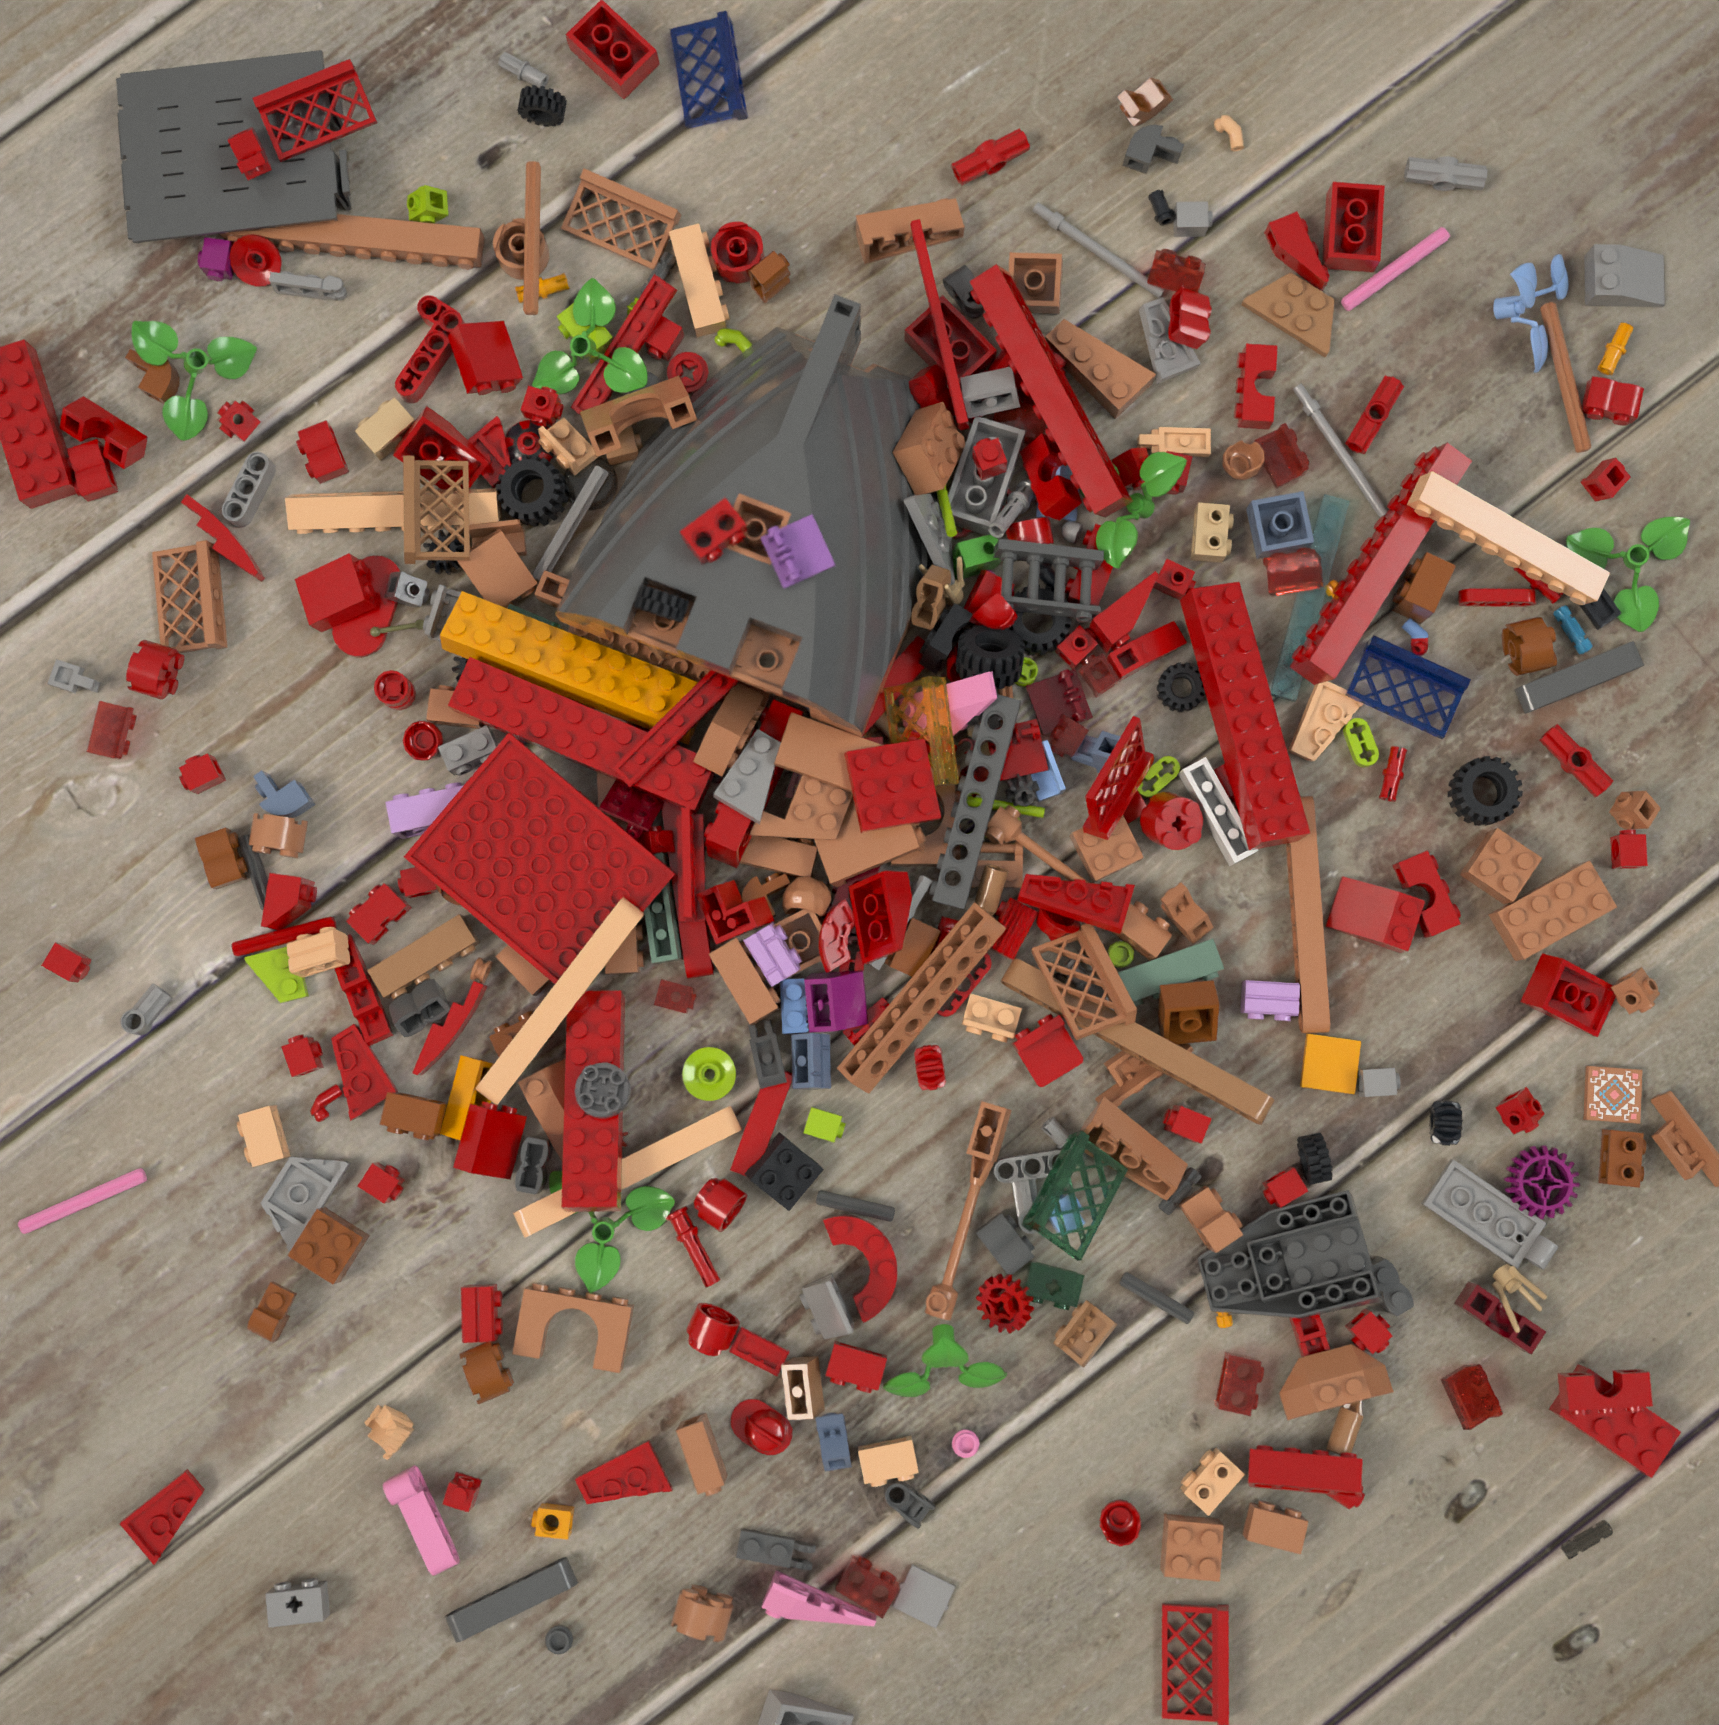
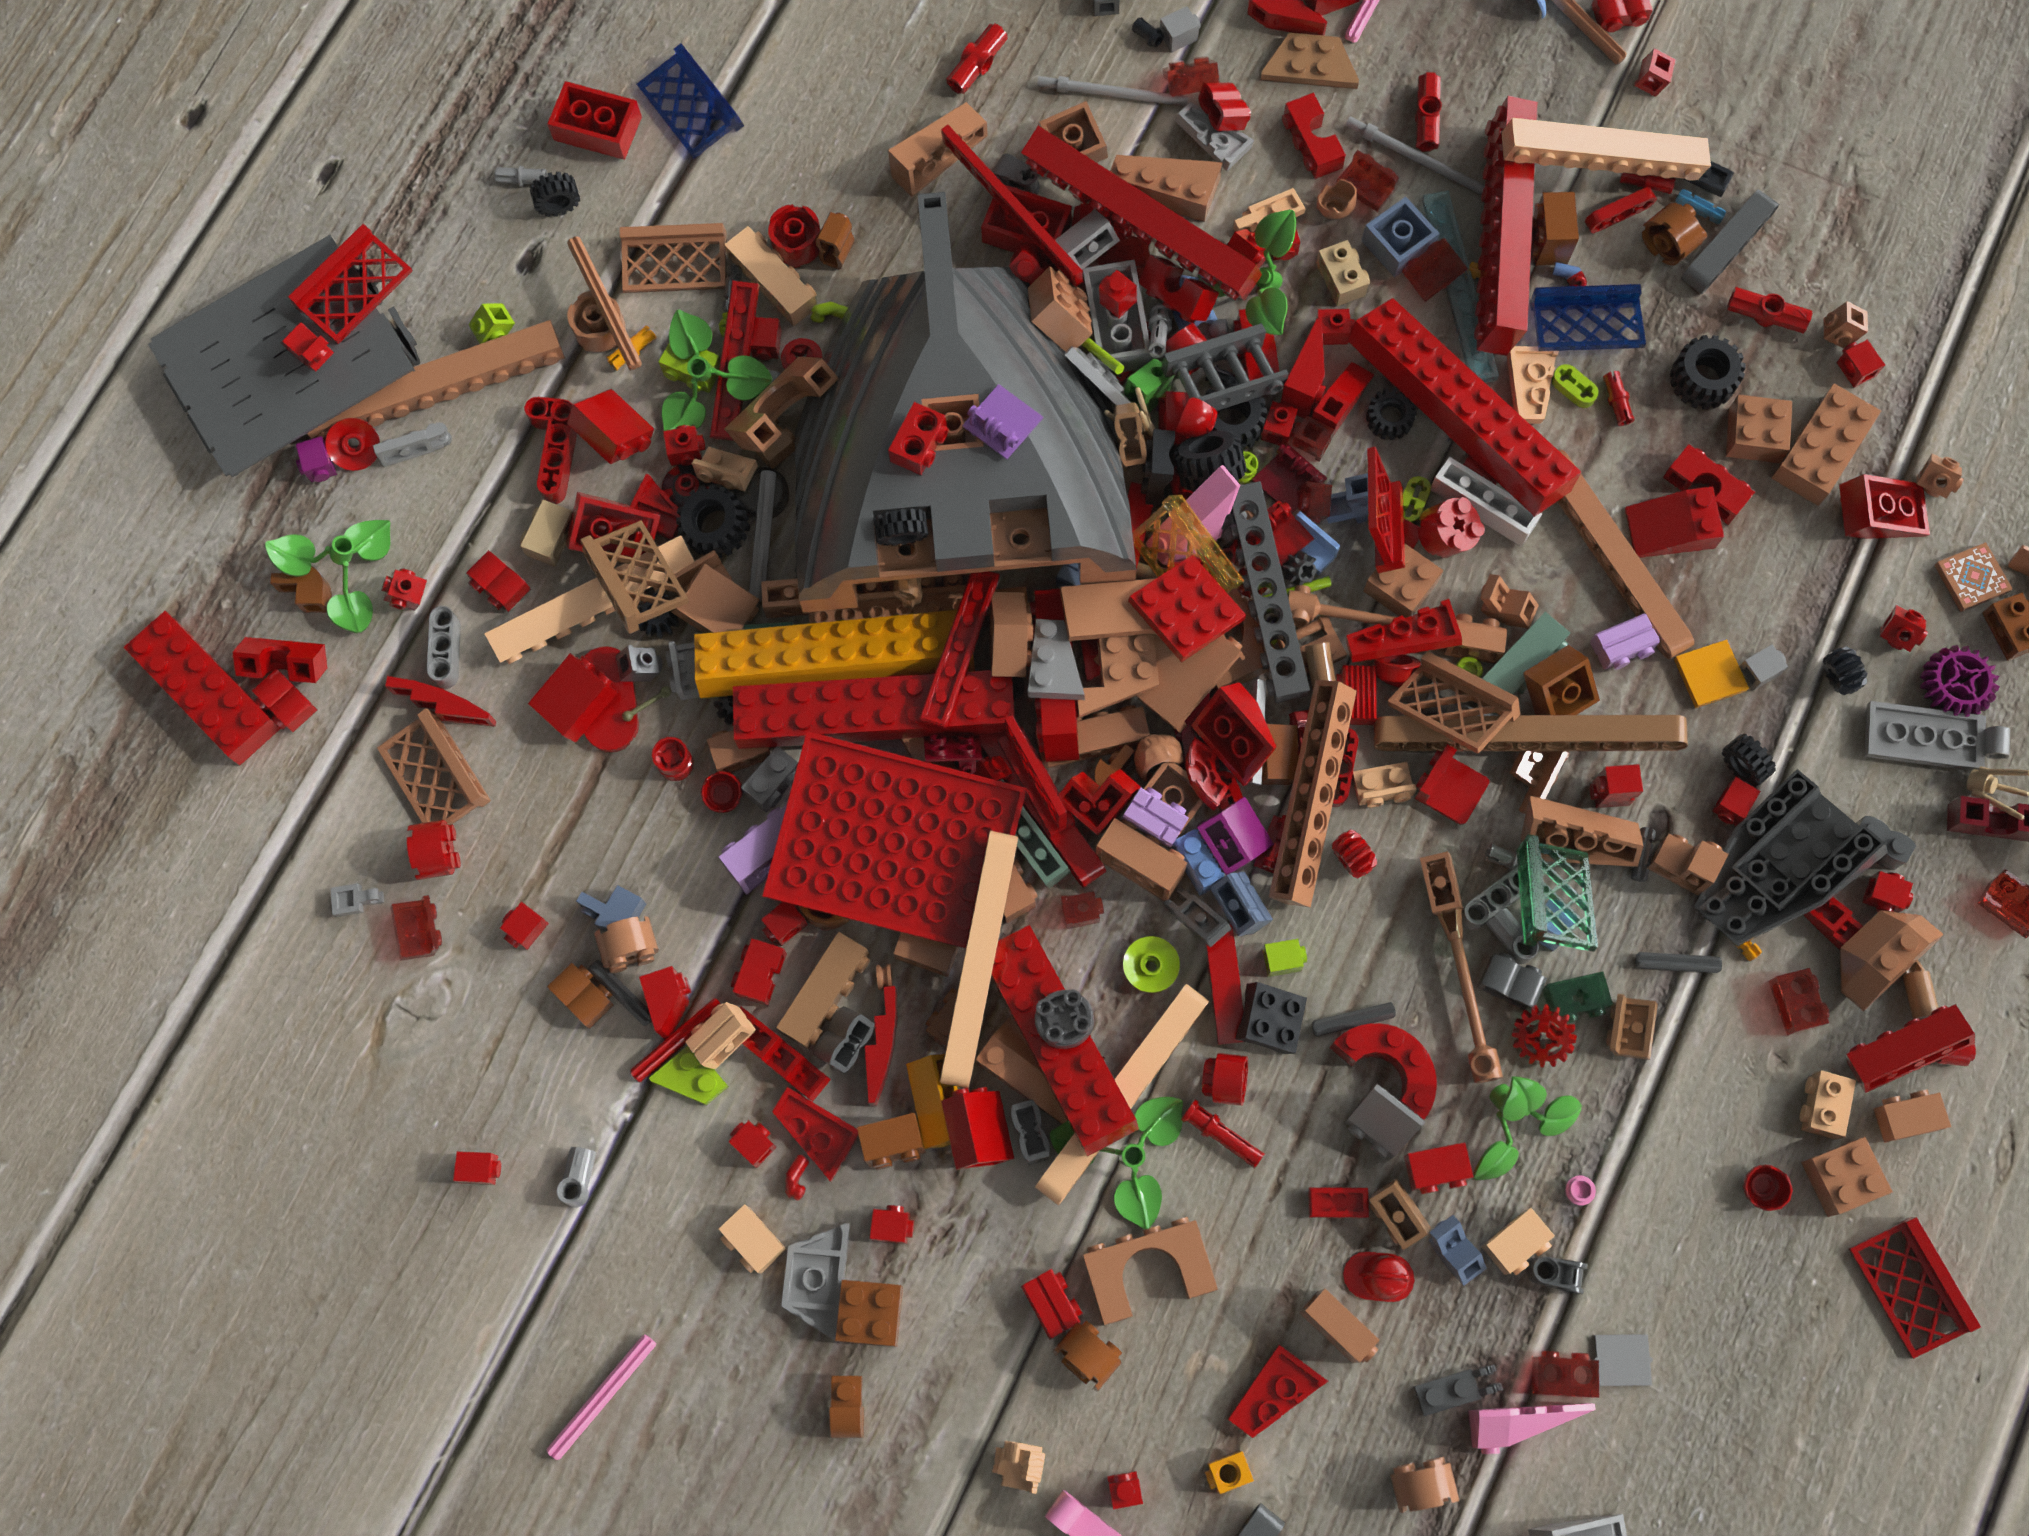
camera: 25 degrees left, 10 degrees down
(711, 1329) = (1283, 1204): red piece -> none
(1663, 536) = (1728, 99): bright green plant -> none

